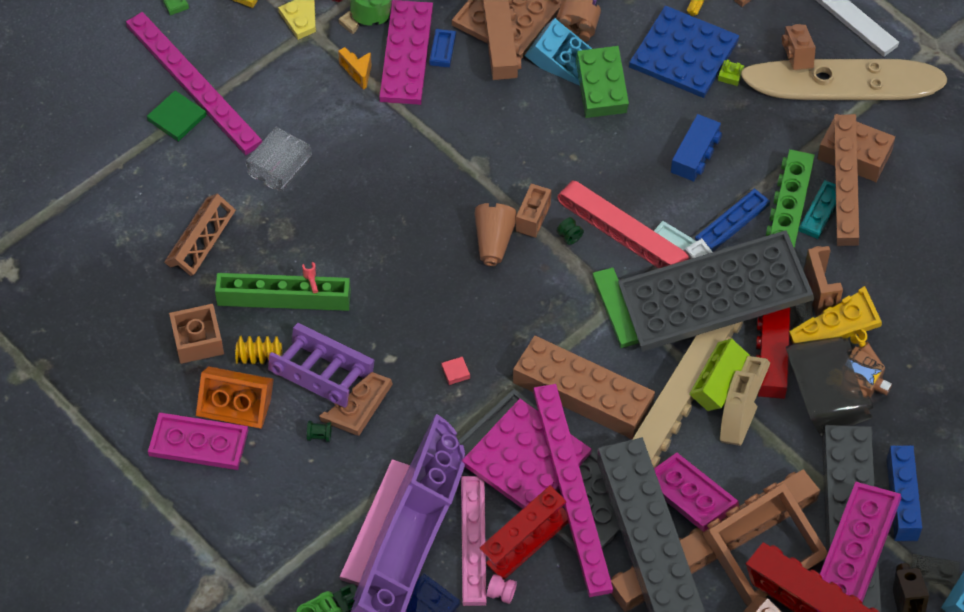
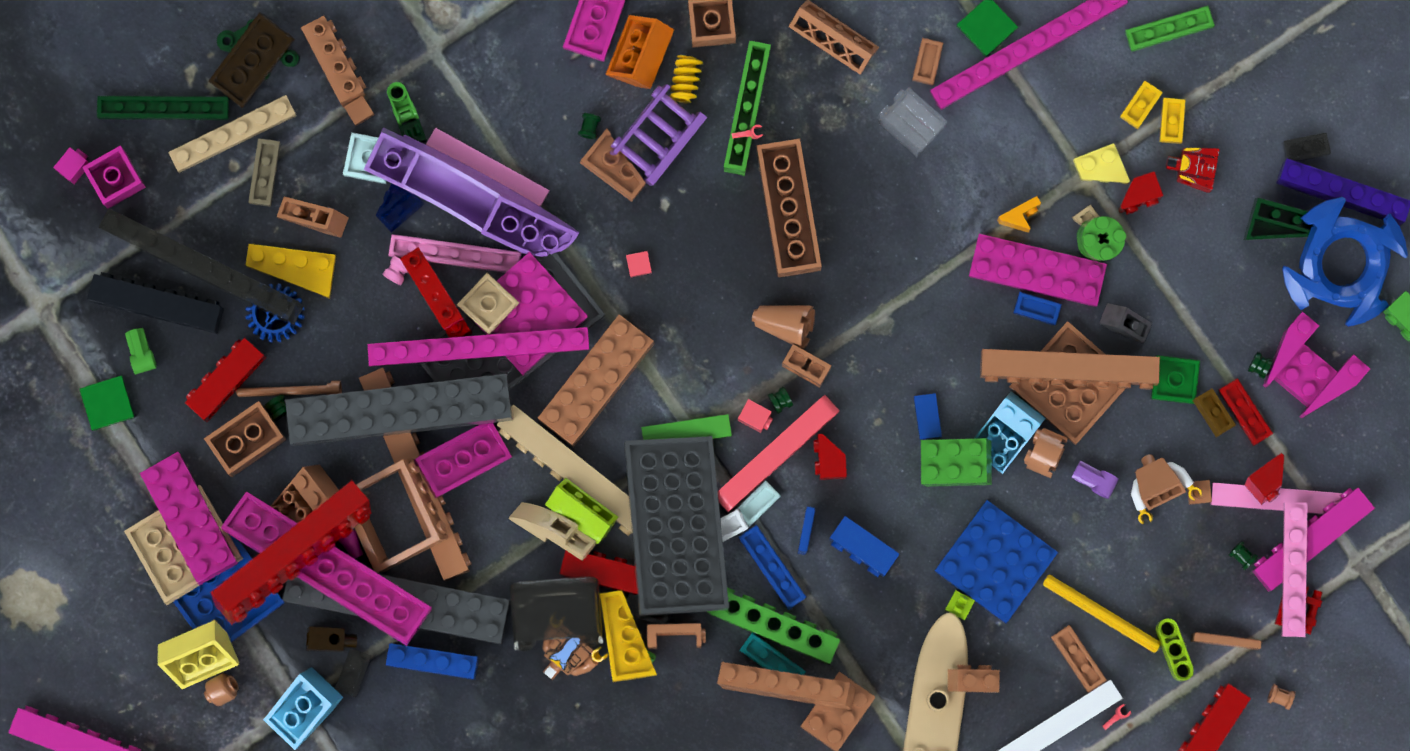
camera: 100 degrees right, 25 degrees up
(216, 158) = (927, 61): none -> nougat tile
(380, 243) = (788, 208): none -> nougat brick
(523, 483) = (488, 303): none -> tan tile
(561, 117) = (927, 416): none -> blue tile
(590, 249) = (755, 416): none -> coral brick
(620, 183) = (831, 459): none -> red slope
(693, 188) = (806, 530): none -> blue tile

